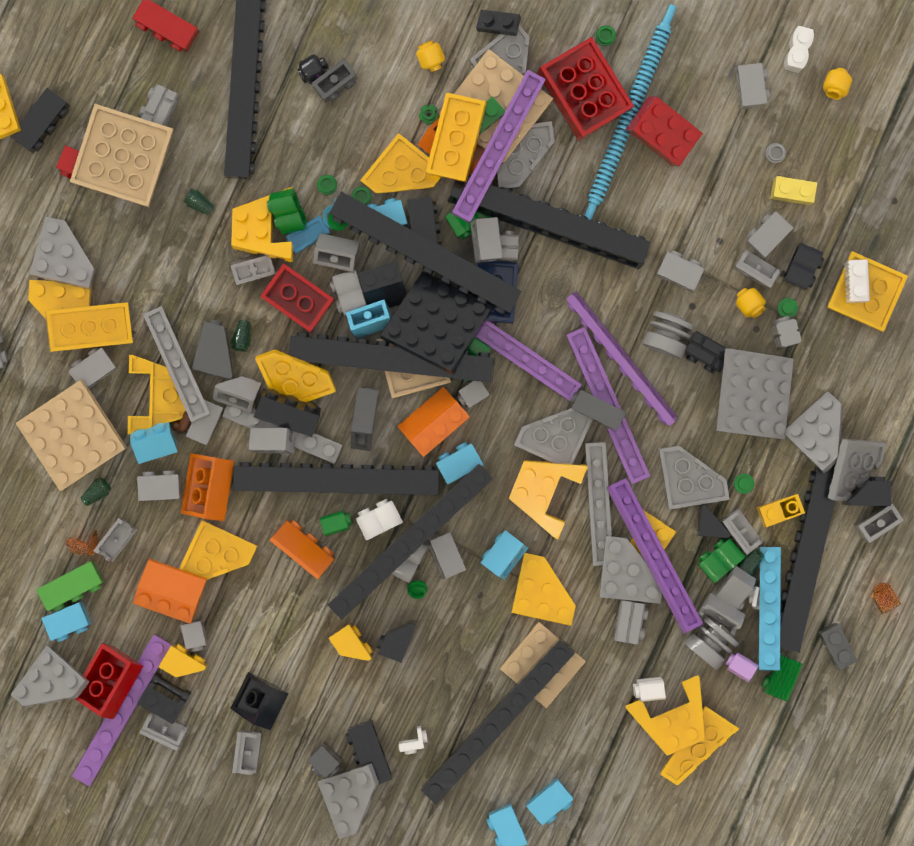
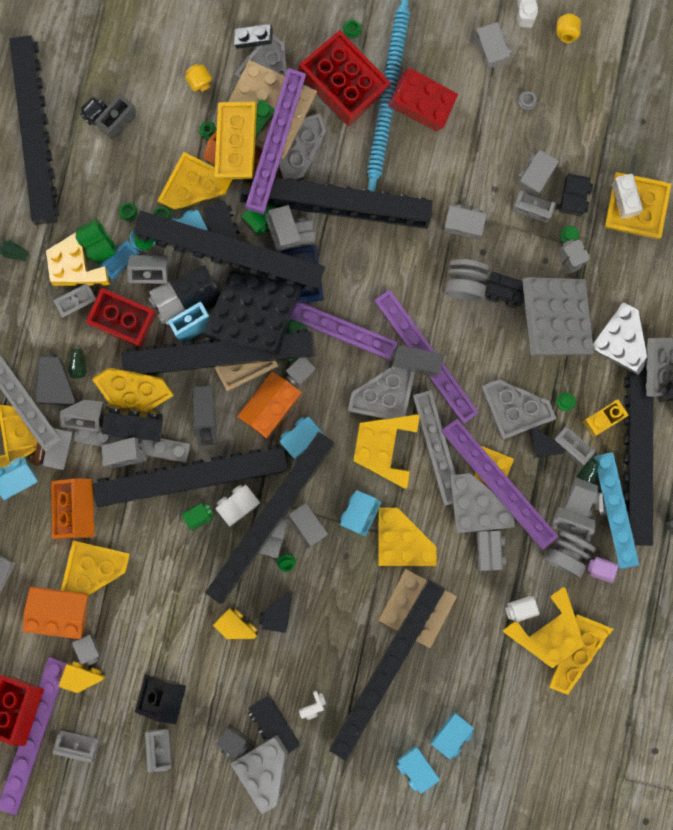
camera: 20 degrees left, 5 degrees down
(159, 486) = (27, 518): light grey brick -> none
(160, 704) = (69, 722): black plate -> none
(303, 548) = (172, 546): orange slope -> none
(617, 353) = (435, 316): medium lavender plate -> none
(720, 560) = (560, 476): green brick -> none
(750, 302) = (535, 237): yellow head -> none
(782, 682) = (642, 577): green brick -> none
(793, 190) = (551, 129): light yellow brick -> none

